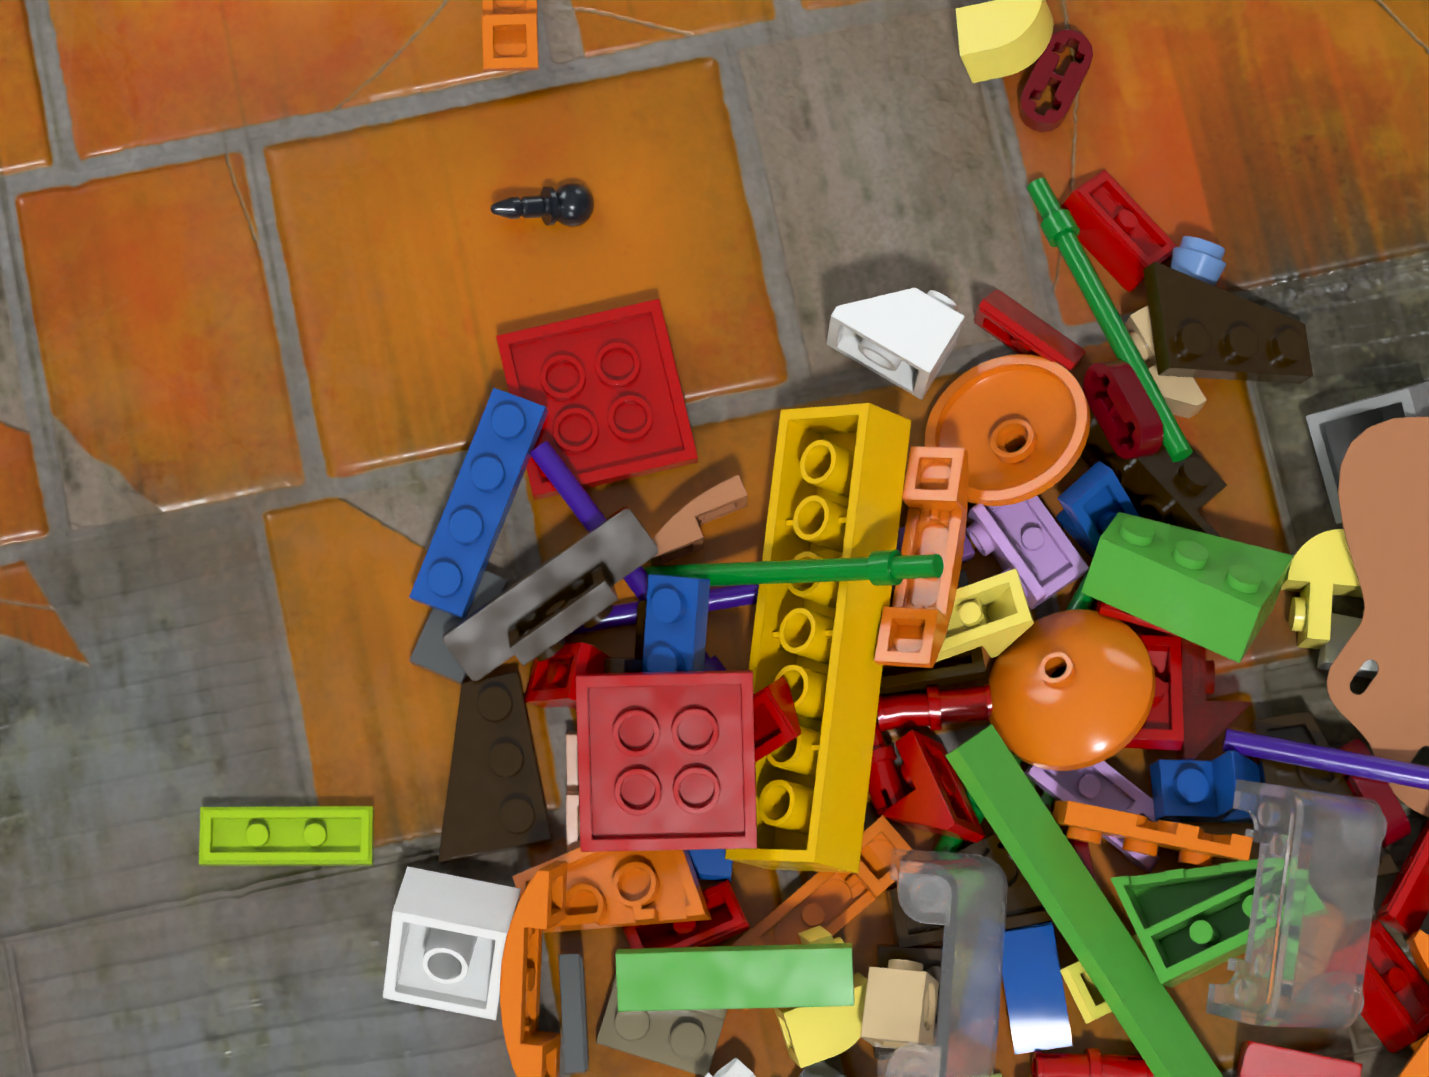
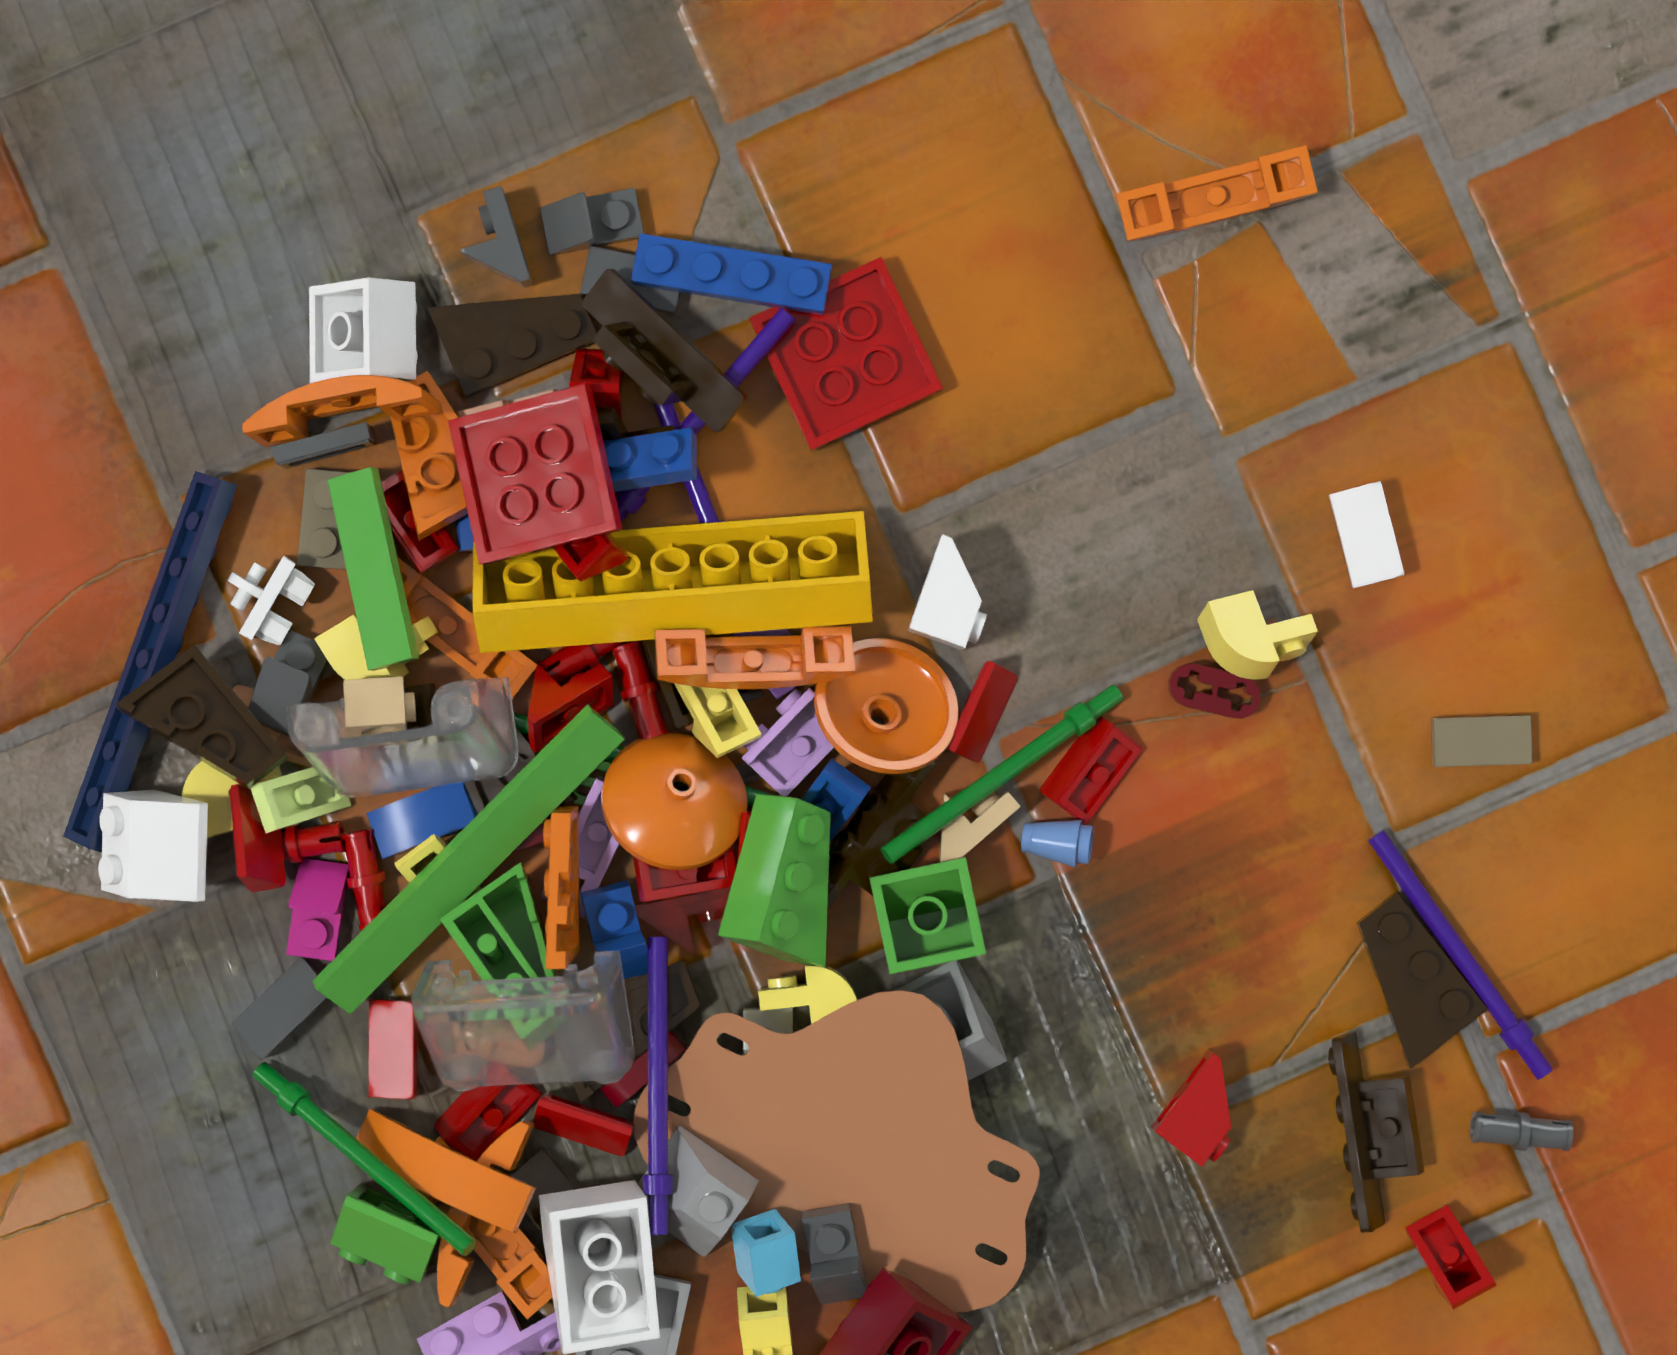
camera: 80 degrees right, 10 degrees up
(287, 836) = (424, 178): lime tile -> none
(381, 654) = (591, 221): none -> dark grey slope
(397, 755) = (505, 253): none -> dark grey slope
(568, 204) = (1014, 293): black bar -> none
(682, 532) = (746, 451): nougat slope -> none
(881, 568) = (723, 616): green bar -> none
(1123, 409) = (919, 799): dark red beam -> none
(1219, 334) = (1009, 871): dark brown wing -> none
(1256, 432) = (927, 915): none -> bright green slope

